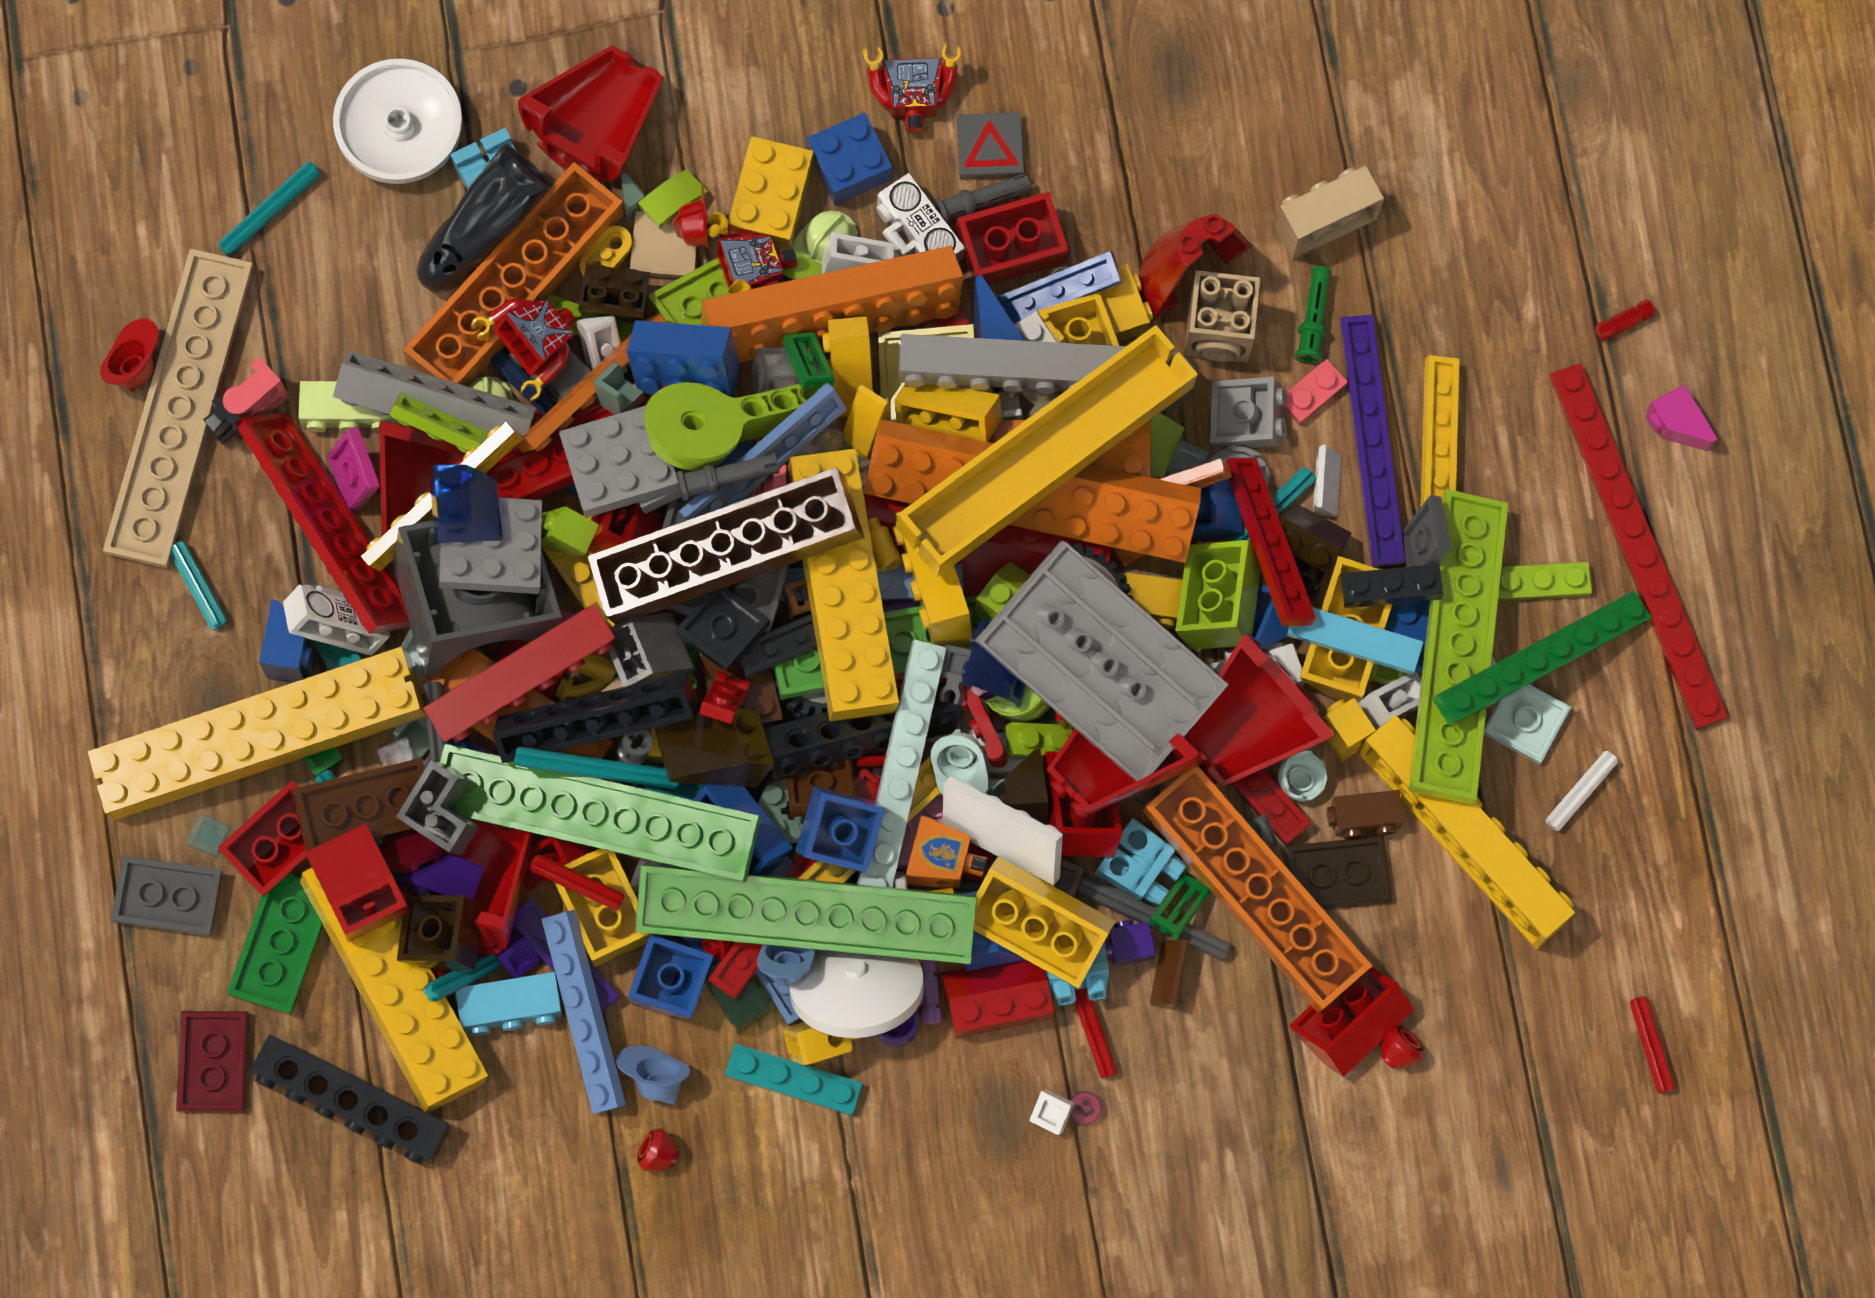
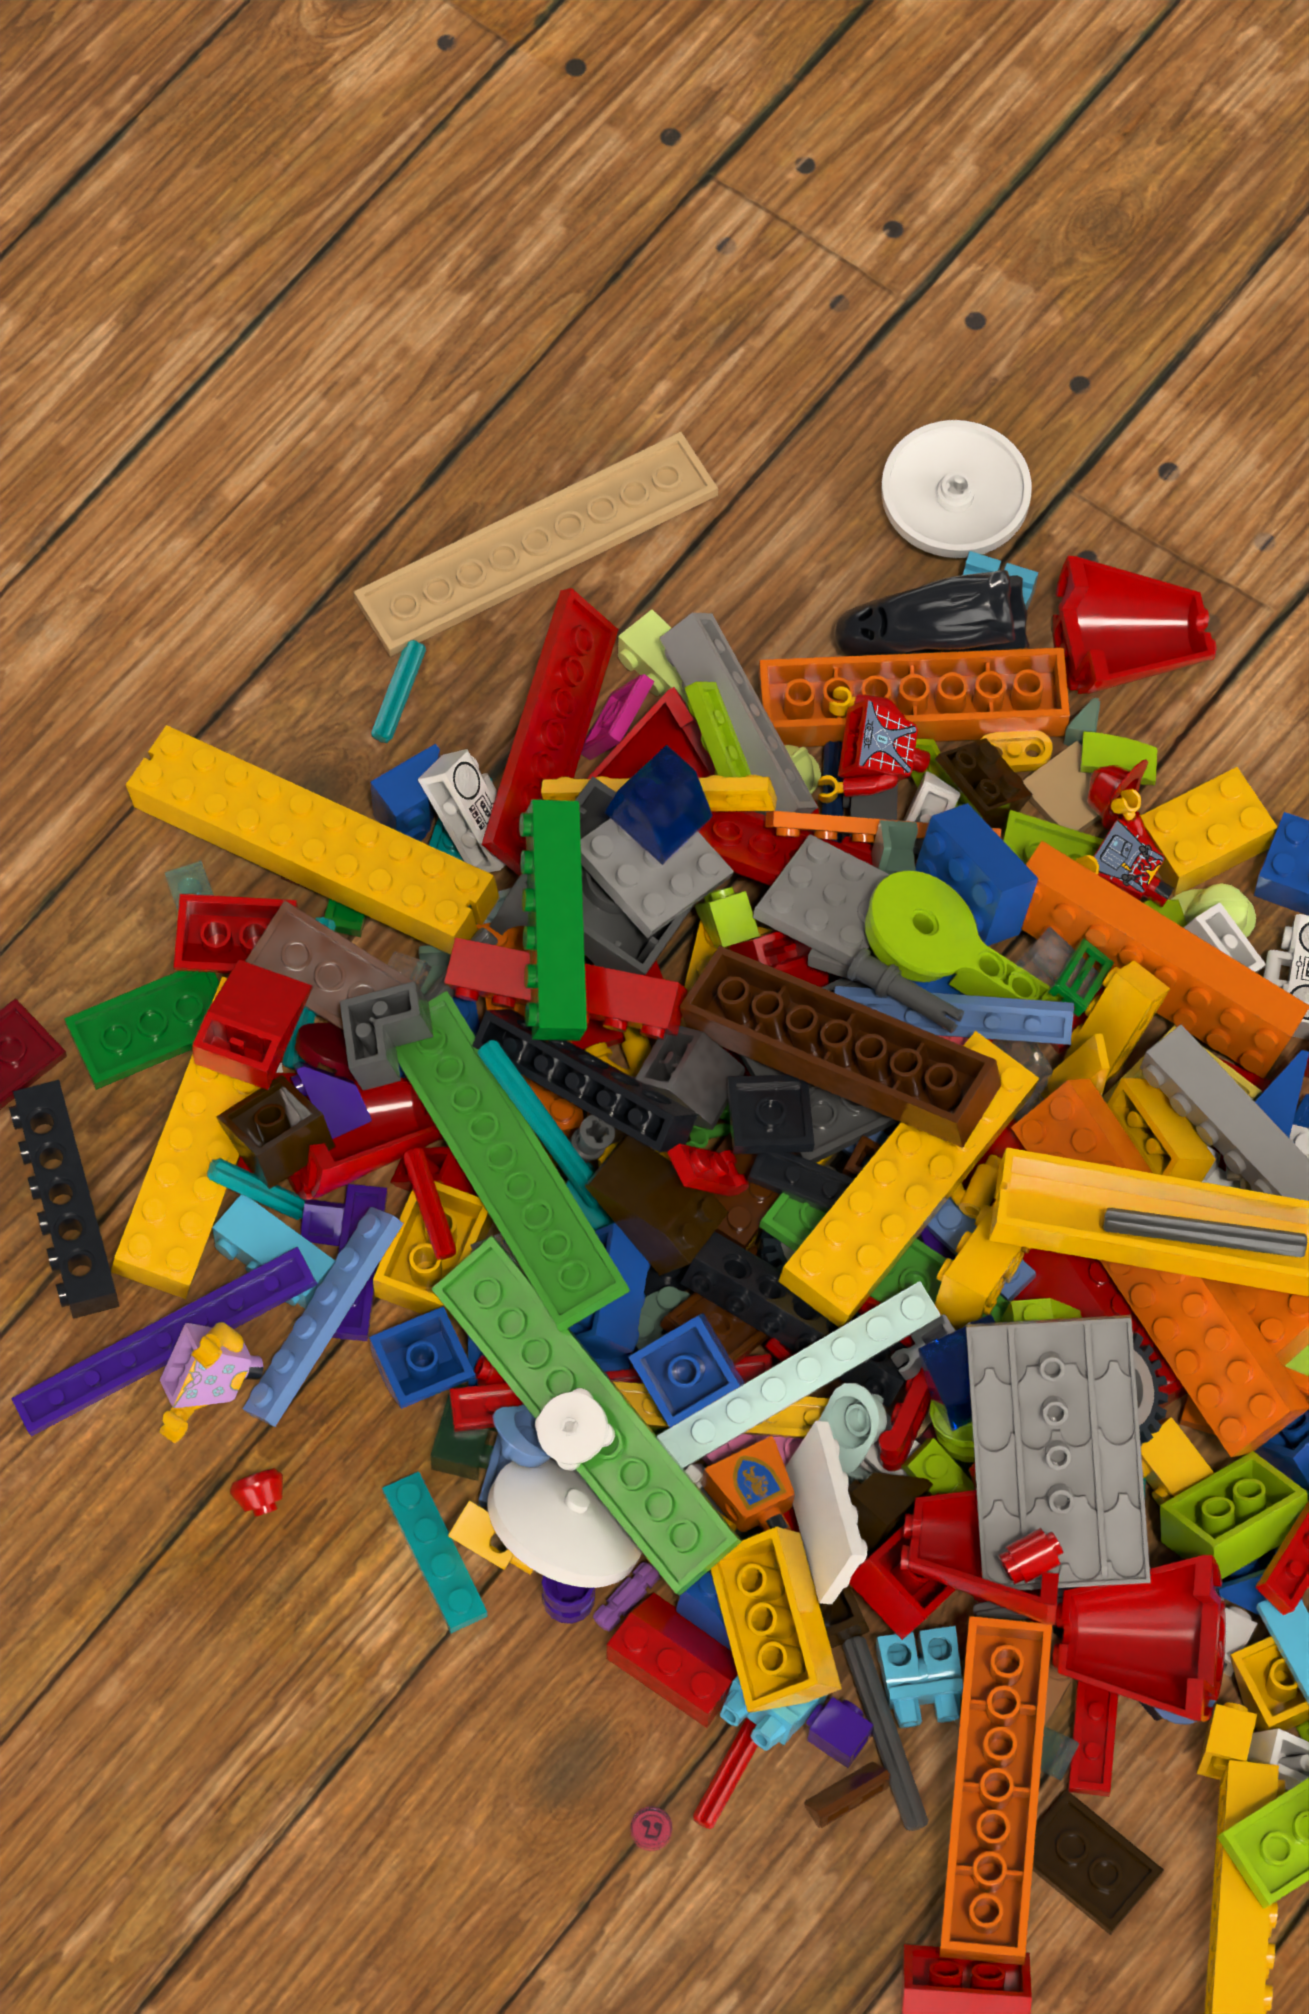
camera: 50 degrees right, 10 degrees down
(131, 357) = (542, 469): red piece -> none
(167, 896) = (105, 900): dark grey plate -> none
(254, 397) = (604, 584): coral hips -> none
(268, 208) = (779, 463): teal axle -> none
(481, 639) = (554, 919): none -> green brick
(508, 1123) = (153, 1345): none -> dark purple plate
(550, 1116) = (204, 1371): none -> torso
(655, 1072) = (326, 1424): medium blue piece -> none
(811, 929) = (573, 1428): none -> white piece
(1052, 1112) = (618, 1800): white plate -> none
(1055, 449) = (1205, 1232): none -> dark grey axle
(1152, 738) = (1031, 1556): none -> red brick
(1167, 924) = (892, 1759): green tile -> none
(1302, 776) = (1146, 1744): light aqua hair -> none
(1366, 813) = (1168, 1834): reddish brown brick -> none

